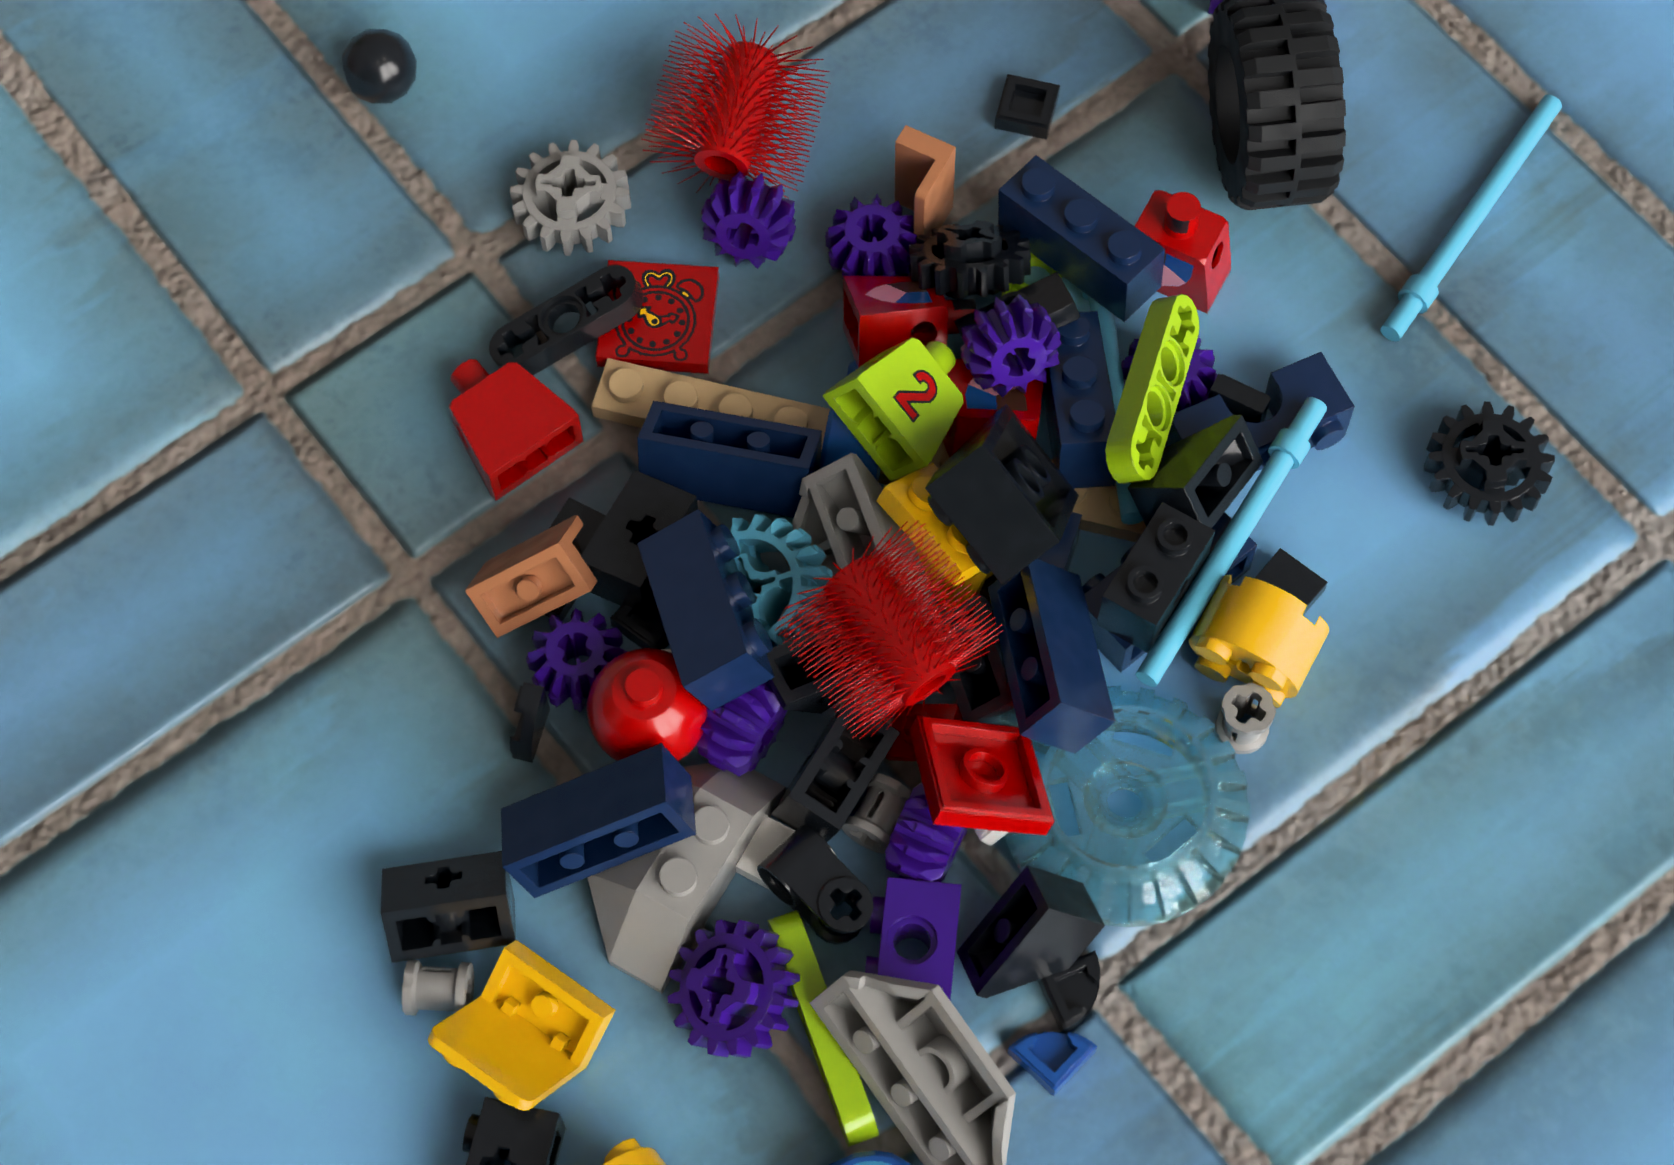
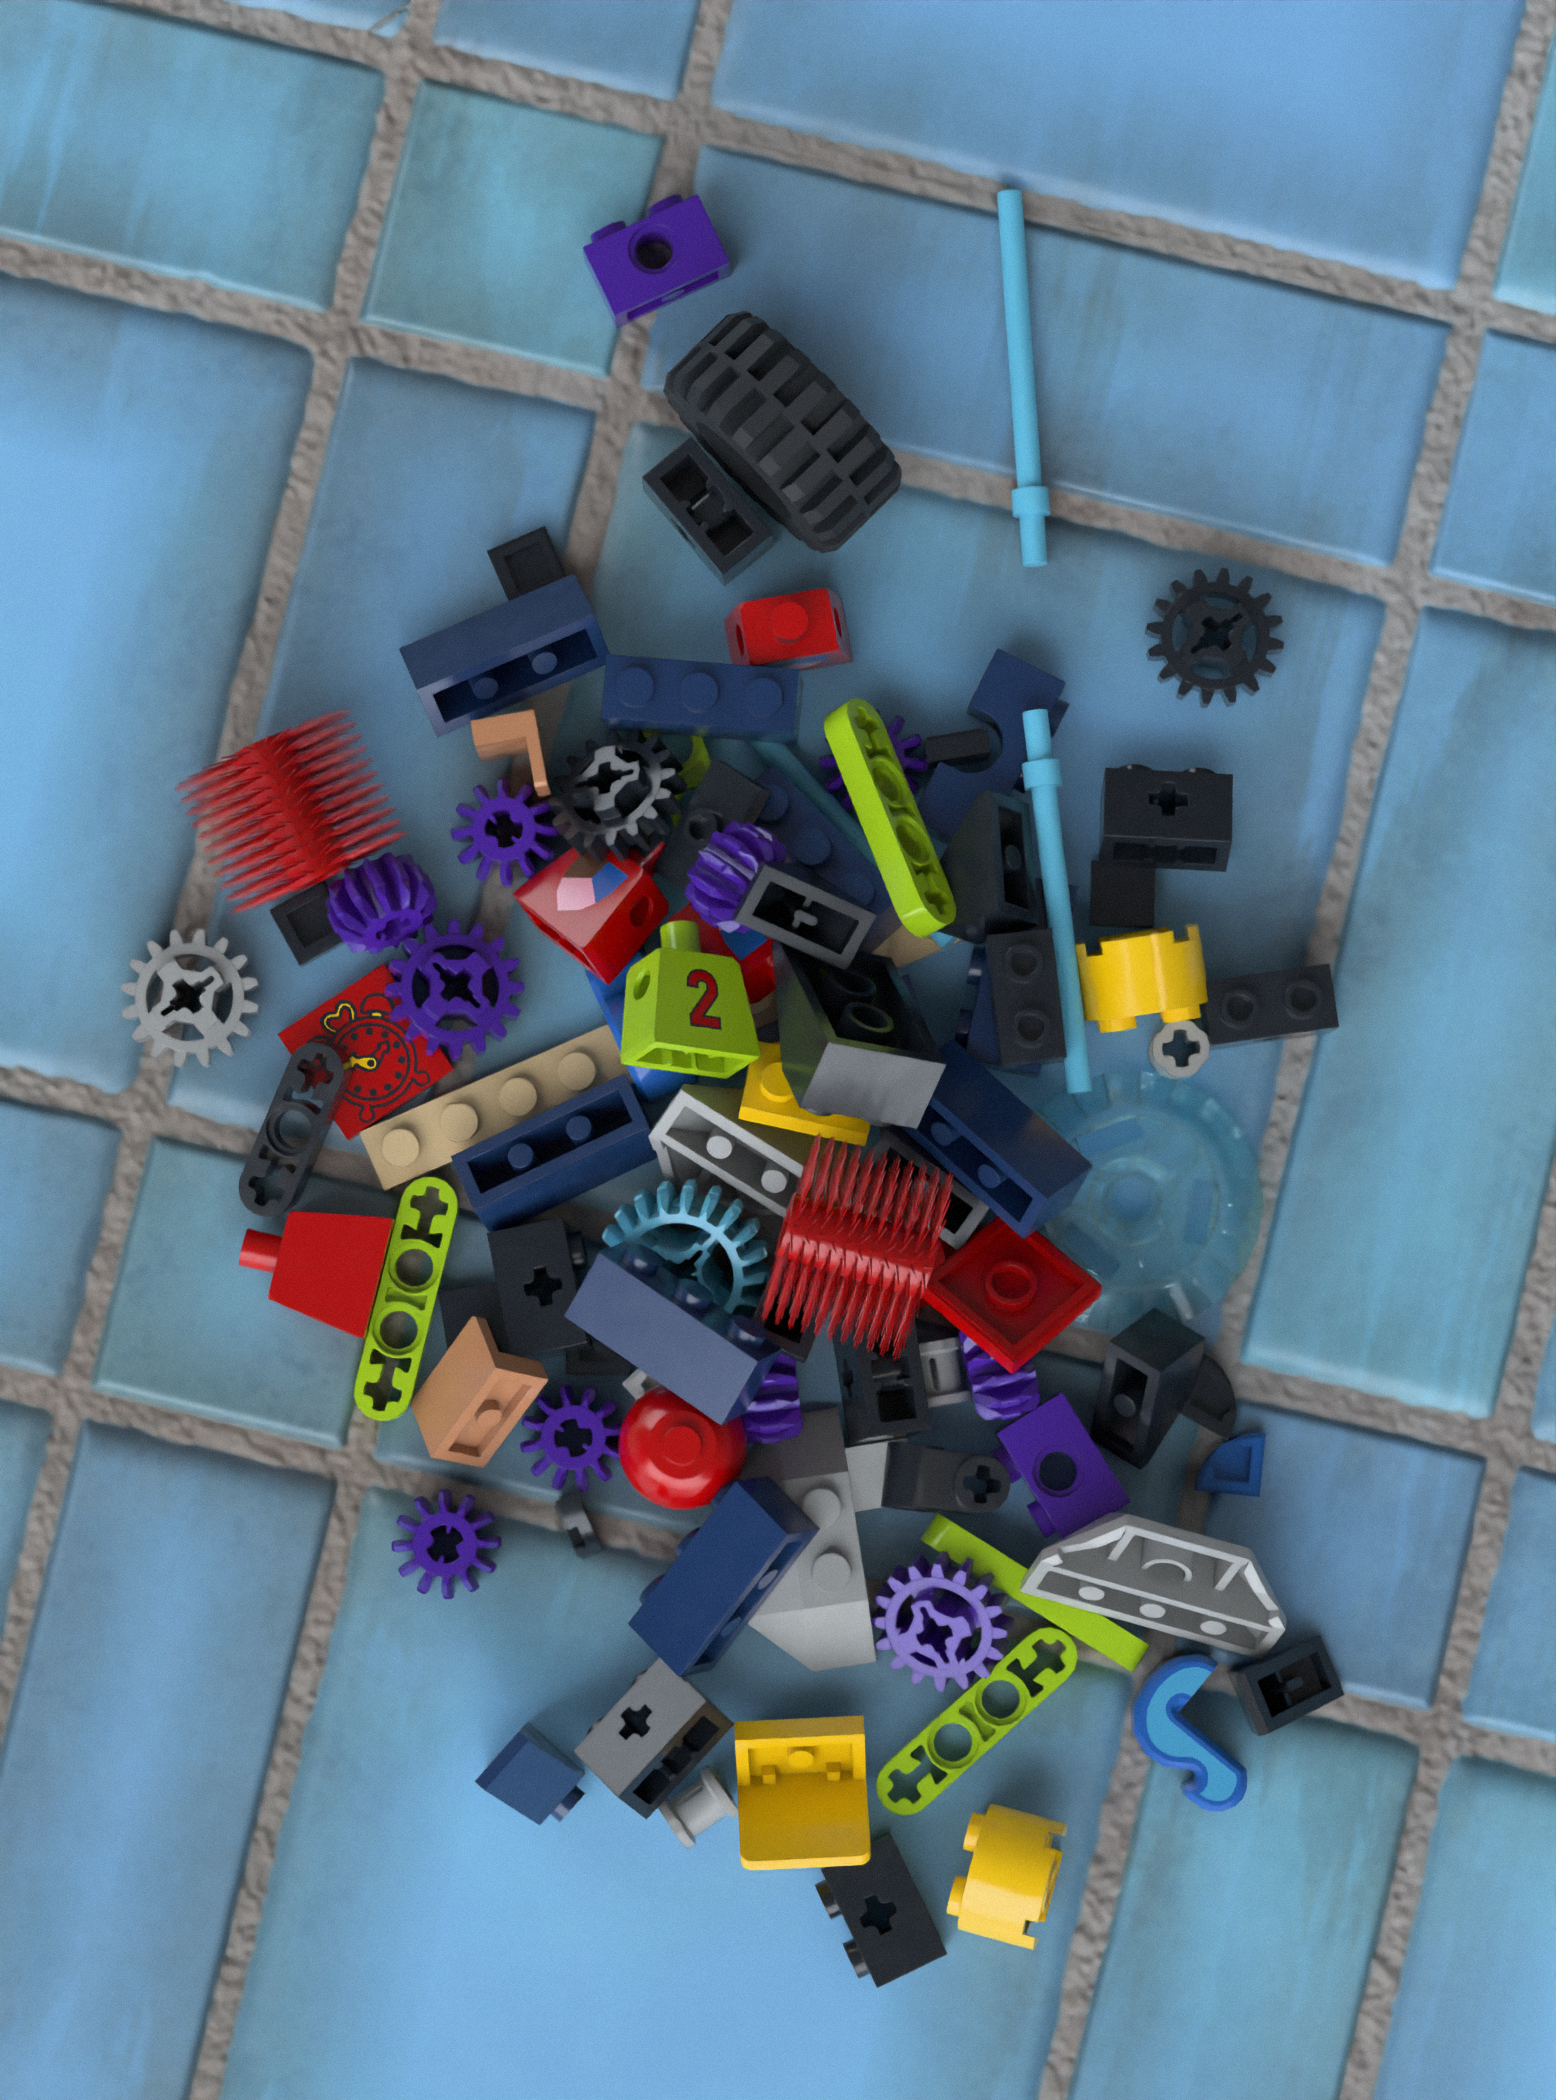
camera: 40 degrees left, 20 degrees up
(333, 849) = (533, 1777): none -> dark blue slope
(442, 673) = (426, 1538): none -> dark purple gear
(538, 481) = (397, 1296): none -> lime beam
(683, 216) = (306, 924): none -> black tile
(699, 1081) = (982, 1727): none -> lime beam
(733, 326) = (432, 968): none -> dark purple gear
(983, 132) = (505, 655): none -> dark blue brick
(1037, 388) = (804, 912): none -> black slope
(1180, 134) = (707, 511): none -> black brick
(1337, 734) = (1269, 1007): none -> black brick
(1358, 552) = (1189, 839): none -> black brick

